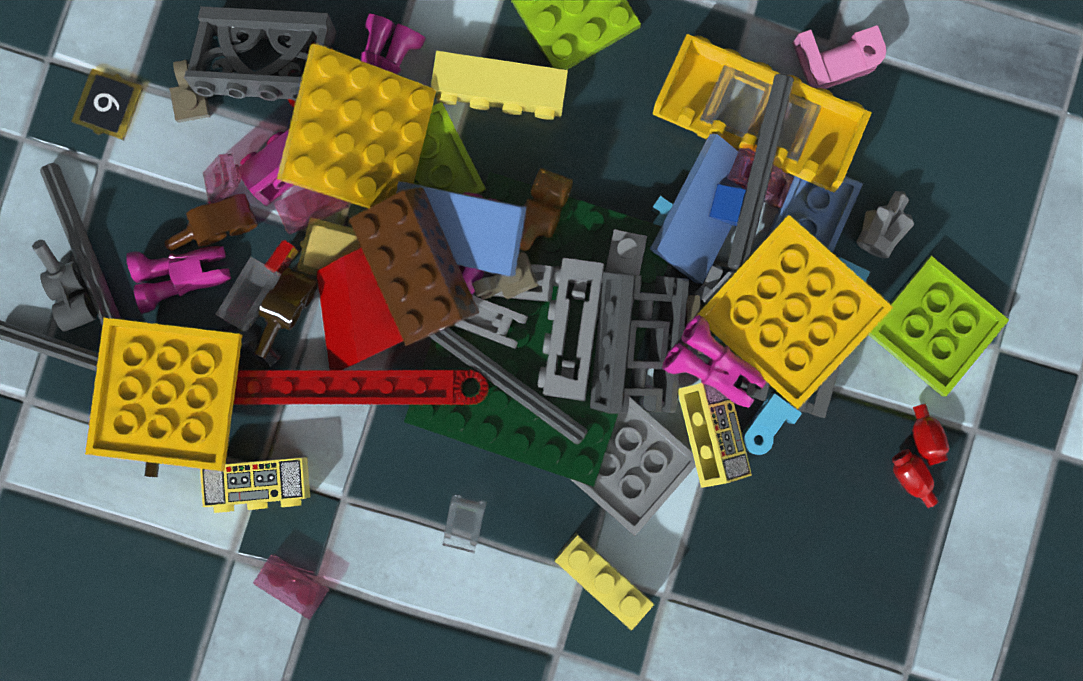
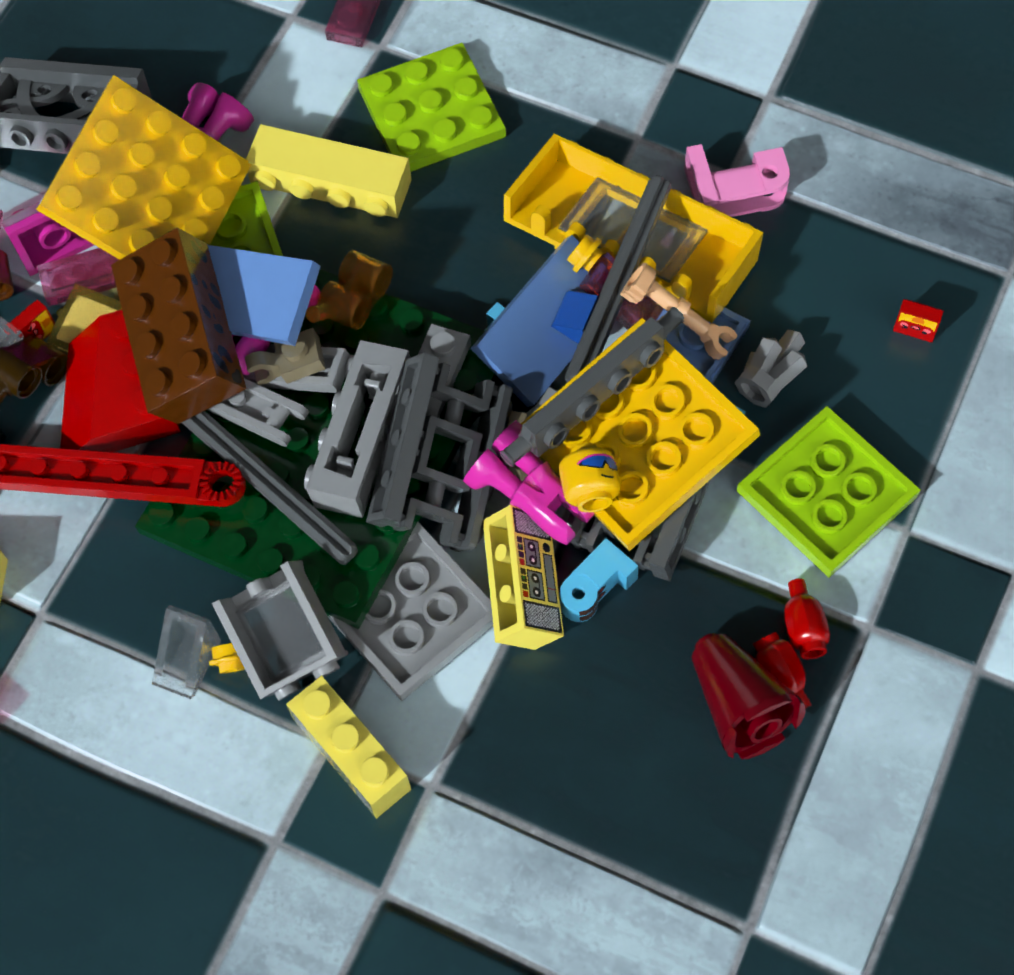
camera: 15 degrees right, 20 degrees down
(499, 519) = (226, 659): none -> yellow plate
(538, 501) = (281, 631): none -> window
(731, 152) = (585, 254): none -> yellow plate
(766, 363) = (589, 477): none -> yellow head
(774, 279) = (587, 393): none -> dark grey plate
(782, 179) = (643, 283): none -> light nougat piece
(888, 503) = (744, 697): none -> dark red cone
(997, 170) = (918, 320): none -> red tile

